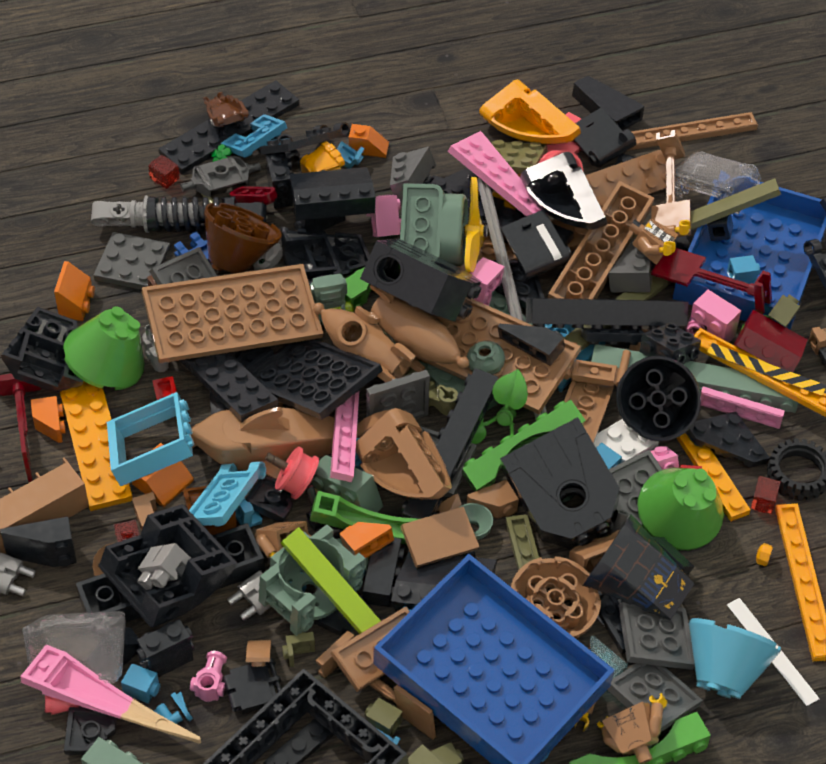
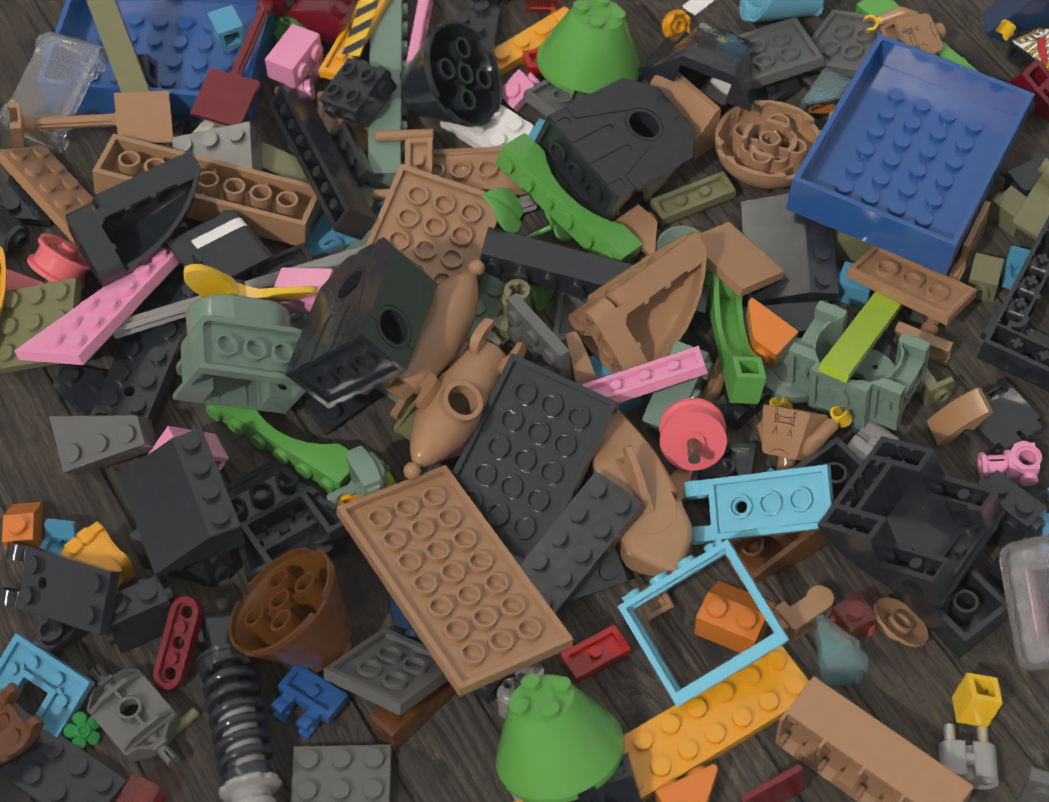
camera: 100 degrees left, 5 degrees up
(38, 586) = (977, 700): none -> yellow brick
(41, 542) = (907, 705): black slope -> none
(102, 521) = (838, 654): none -> clear light blue slope
(161, 564) = (924, 511): light grey hips -> none
(492, 363) = (440, 272): sand green piece -> none
(535, 341) = (412, 200): black slope -> none
(657, 240) = (194, 119): torso -> none
(709, 579) = (675, 22): none -> light orange plate

